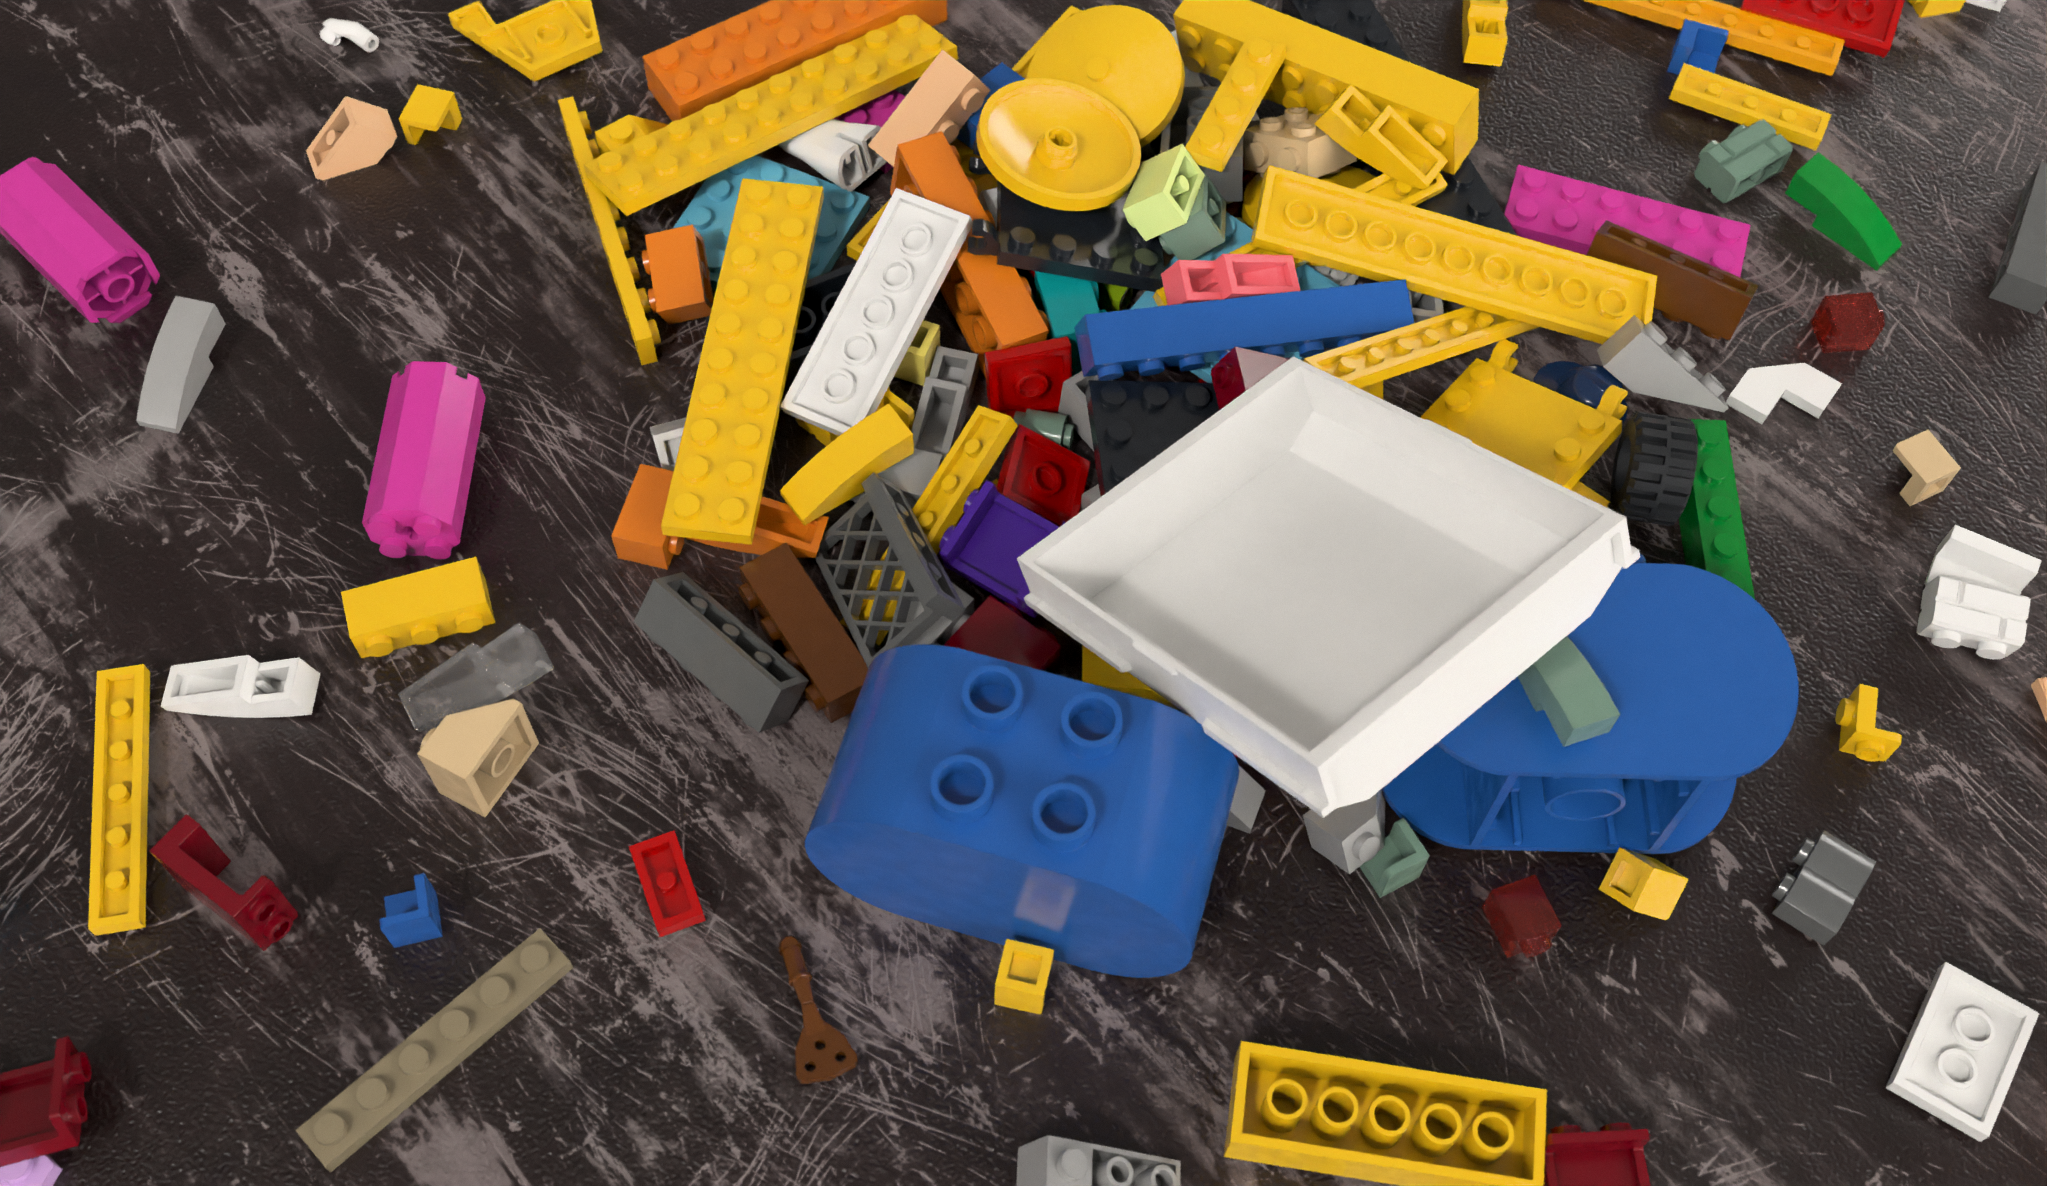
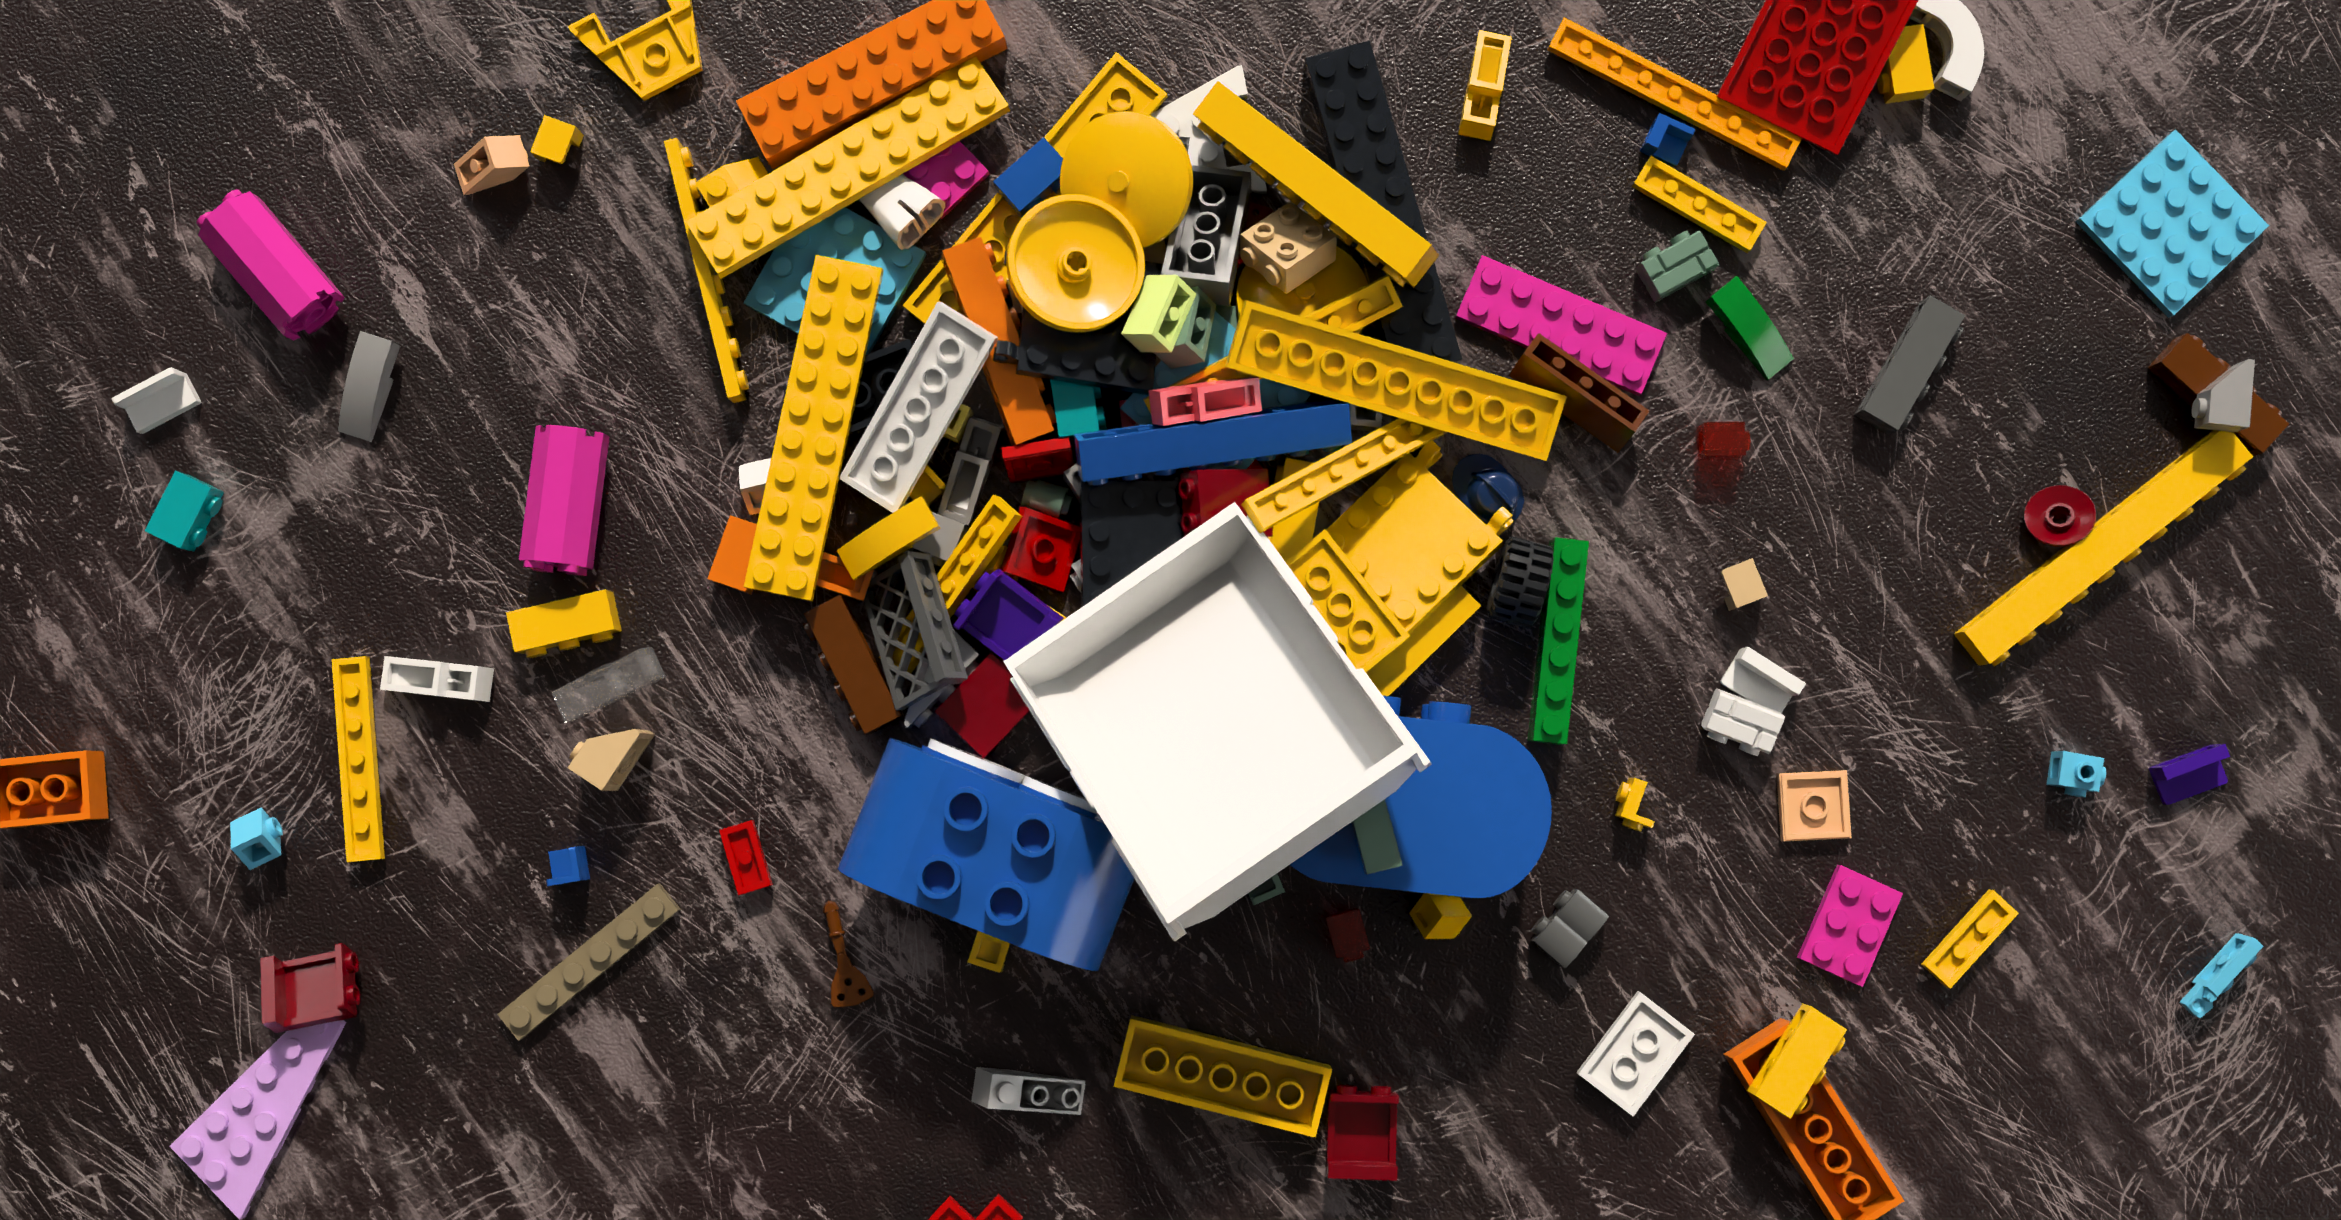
camera: 10 degrees right, 25 degrees up
(195, 863) = (412, 830): dark red panel -> none
(336, 28) = (475, 32): white arm -> none
(678, 274) = (763, 332): orange brick -> none
(720, 651) = (787, 680): dark grey brick -> none
(936, 103) = (976, 198): light nougat brick -> none
(1235, 102) = (1229, 227): yellow plate -> none
(1381, 139) = (1348, 269): yellow slope -> none
(1652, 368) = (1548, 482): light grey slope -> none
(1795, 383) = (1667, 493): white tile -> none

